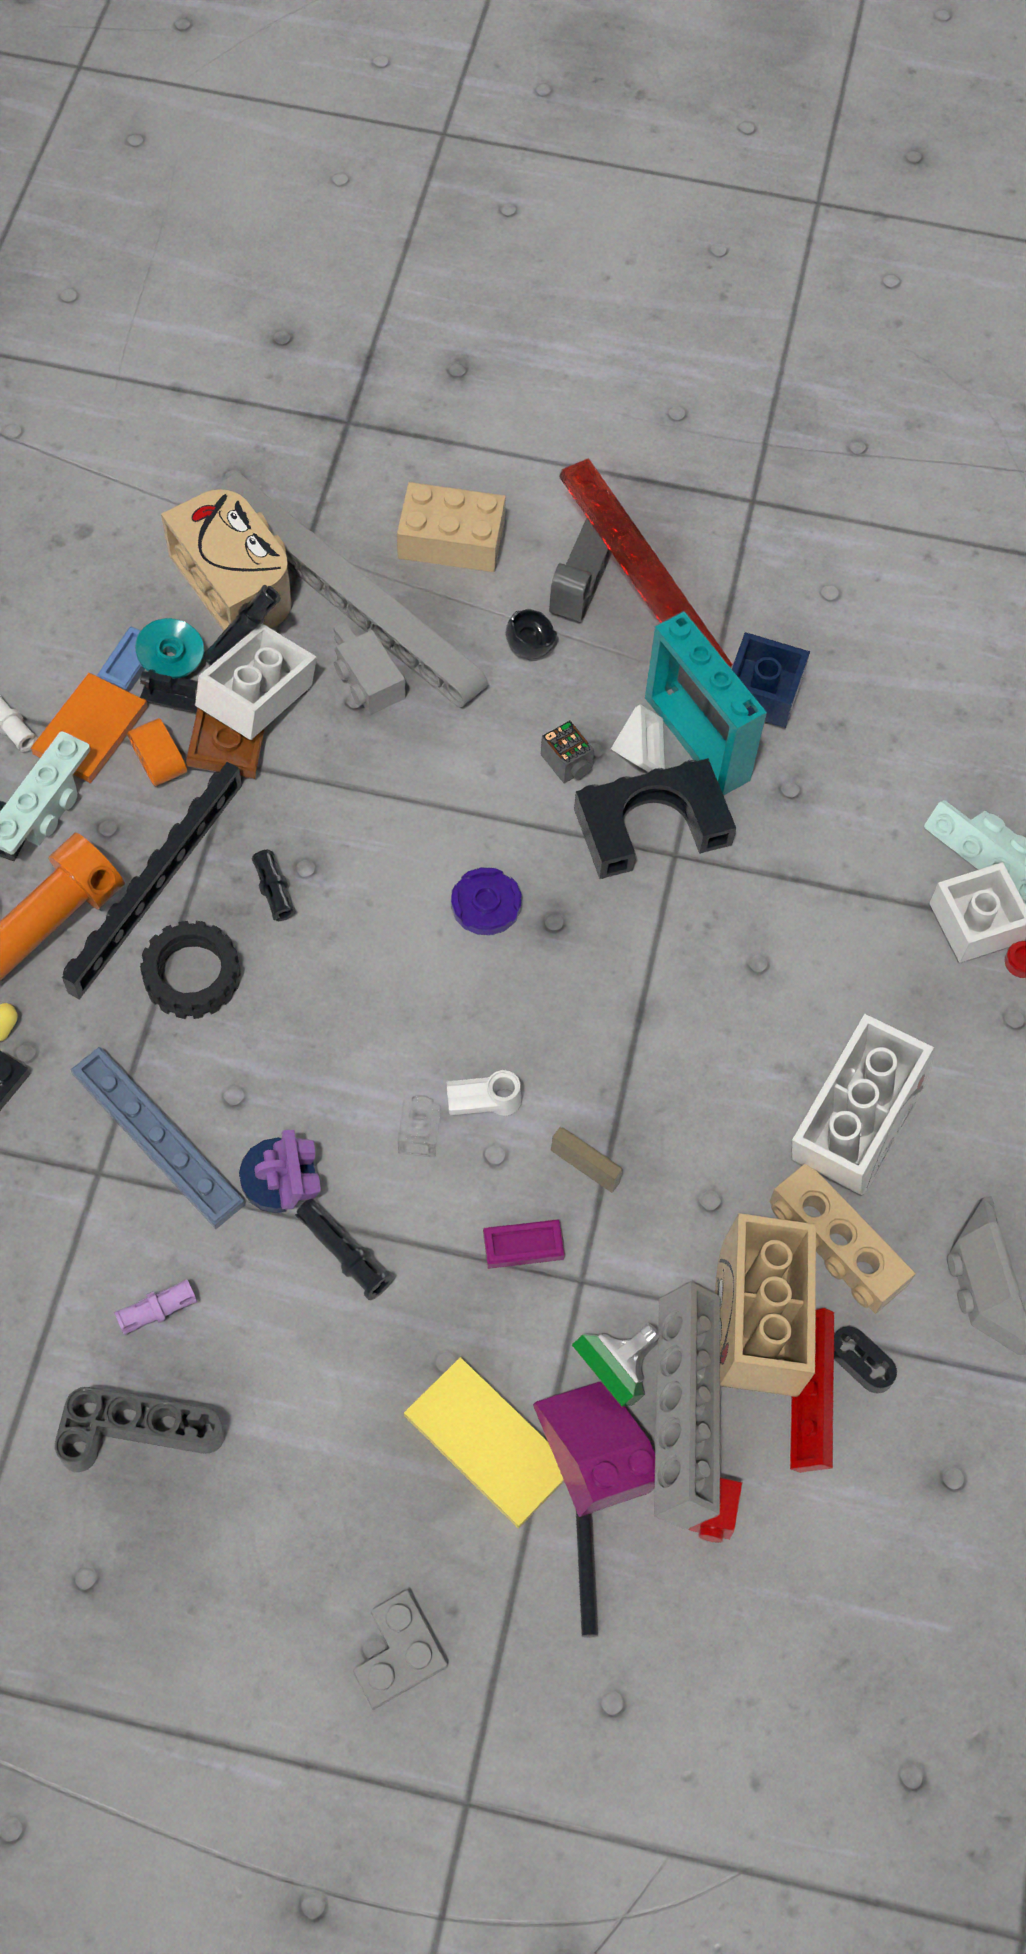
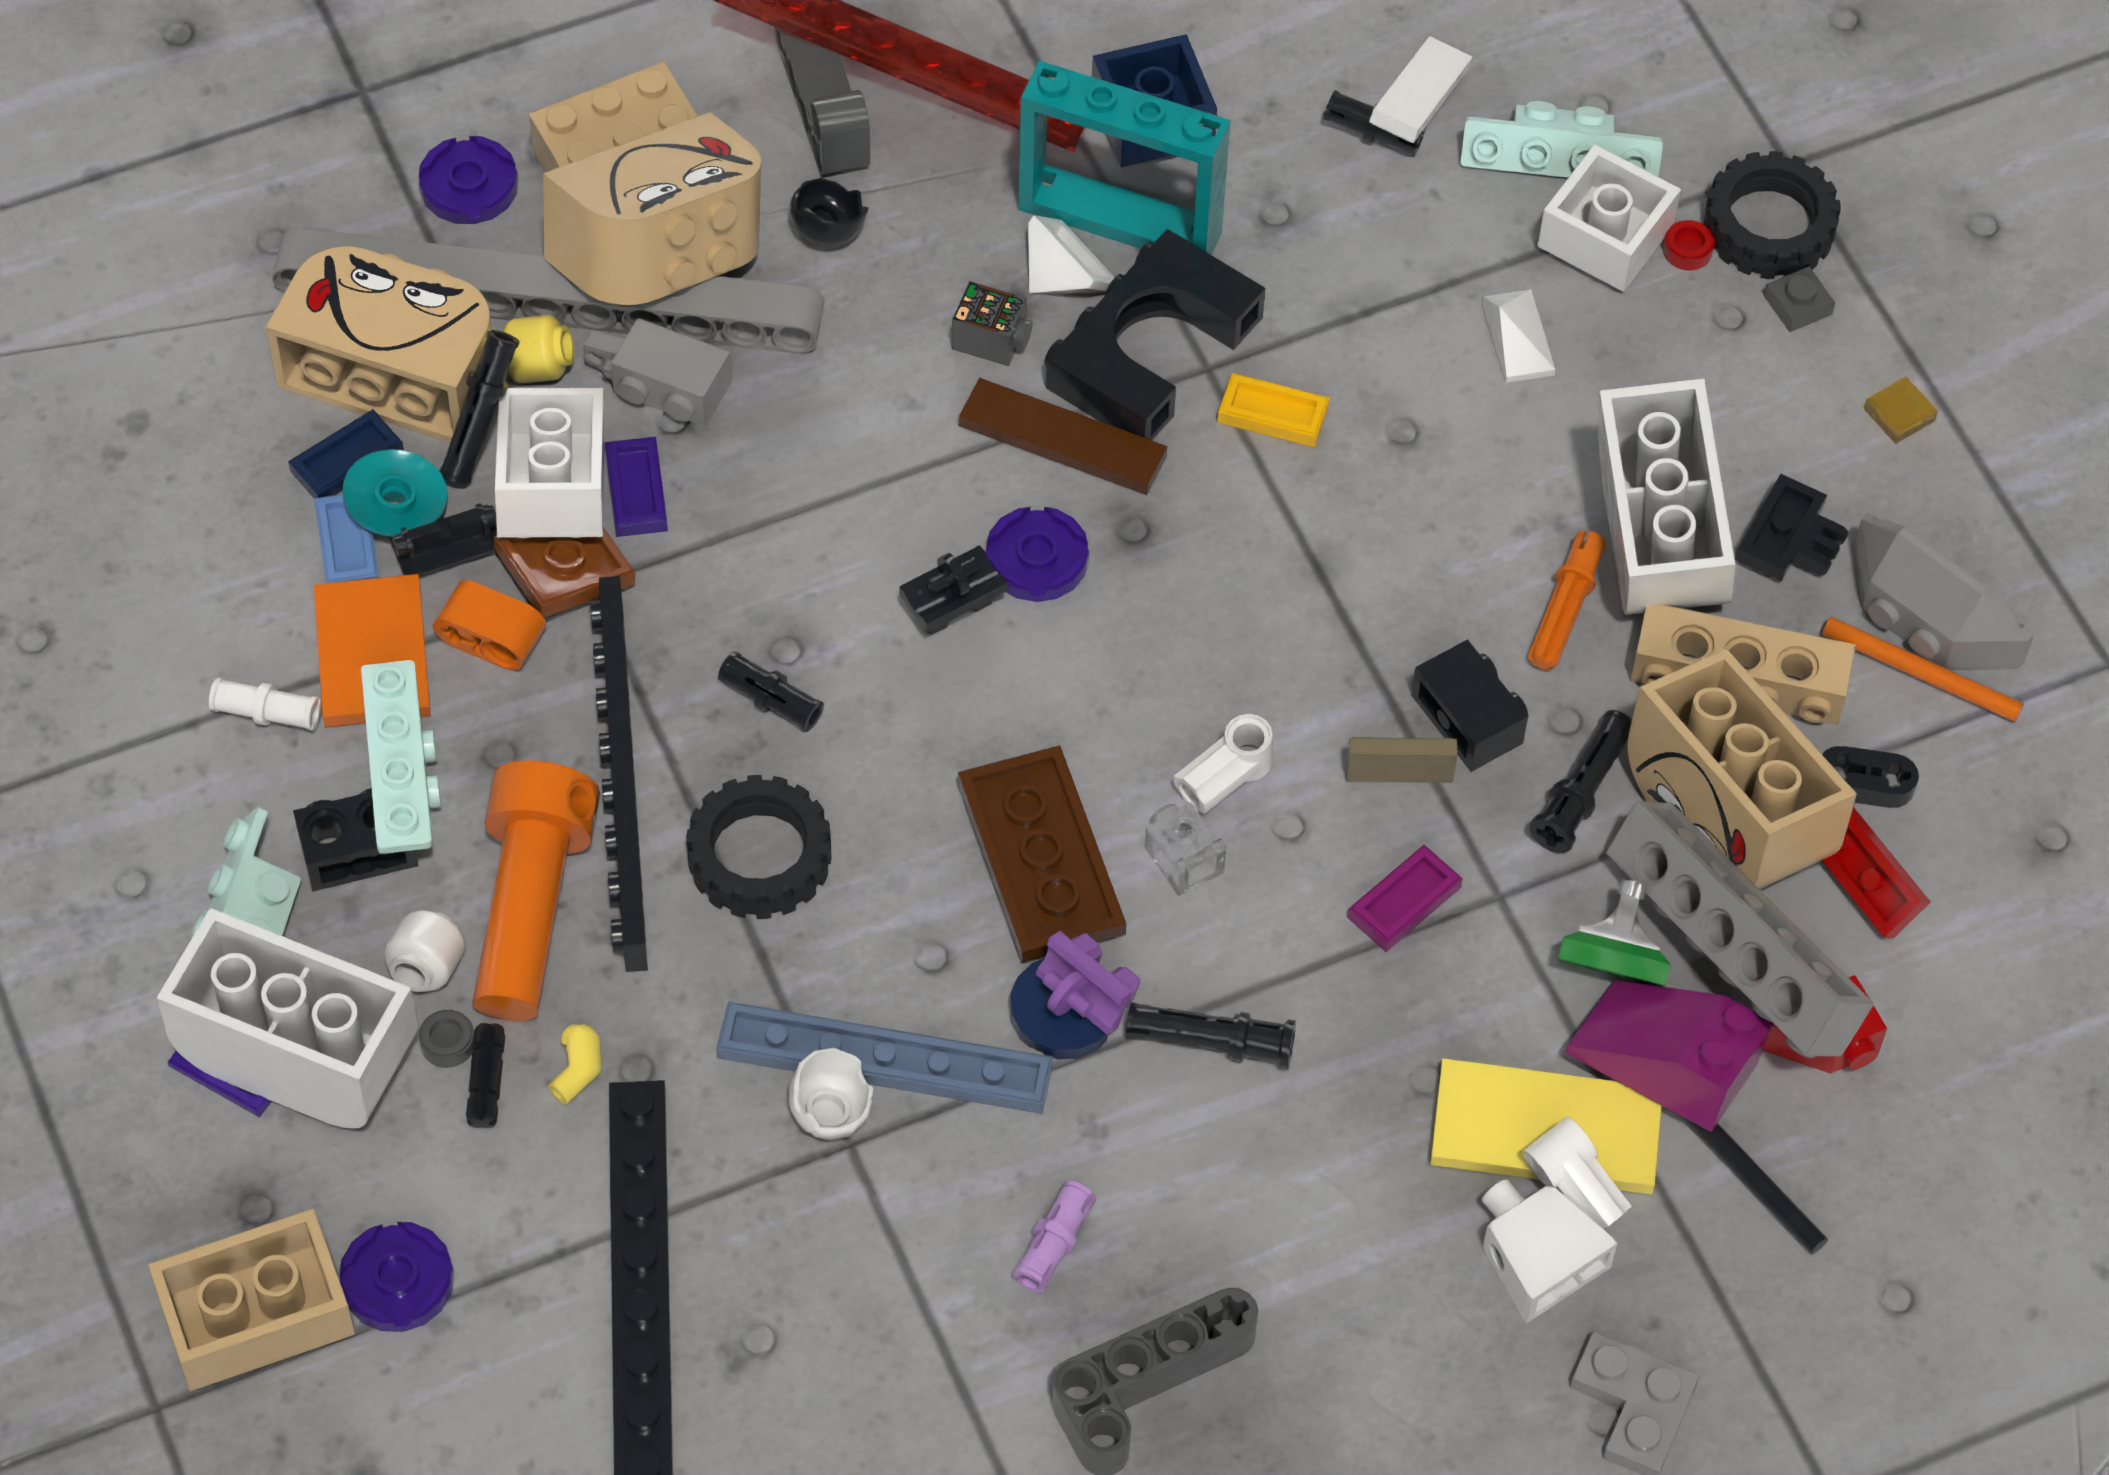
camera: 35 degrees left, 5 degrees down
(101, 1137) = (830, 1094): none -> white hair
(182, 608) = (325, 464): none -> dark blue tile
(302, 724) = (636, 486): none -> dark purple tile
(309, 614) = (542, 350): none -> light yellow head
(338, 1076) = (1041, 851): none -> reddish brown plate
(359, 502) = (468, 180): none -> dark purple tile
(415, 891) = (953, 589): none -> black hips
(418, 1515) = (1543, 1246): none -> white torso
(424, 575) = (655, 212): none -> tan brick
(471, 1475) = (1568, 1162): none -> white piece
(557, 843) = (1063, 436): none -> reddish brown tile
(654, 1153) = (1470, 704): none -> black brick
(670, 1251) = (1574, 797): none -> black pin
(691, 903) = (1273, 410): none -> yellow tile
(781, 1119) = (1574, 582): none -> orange axle
(873, 949) = (1518, 336): none -> white slope
(889, 770) = (1356, 116): none -> black pin
(931, 767) = (1420, 89): none -> white tile
(940, 1175) = (1791, 532): none -> black hinge
(956, 1316) = (1924, 669): none -> orange bar

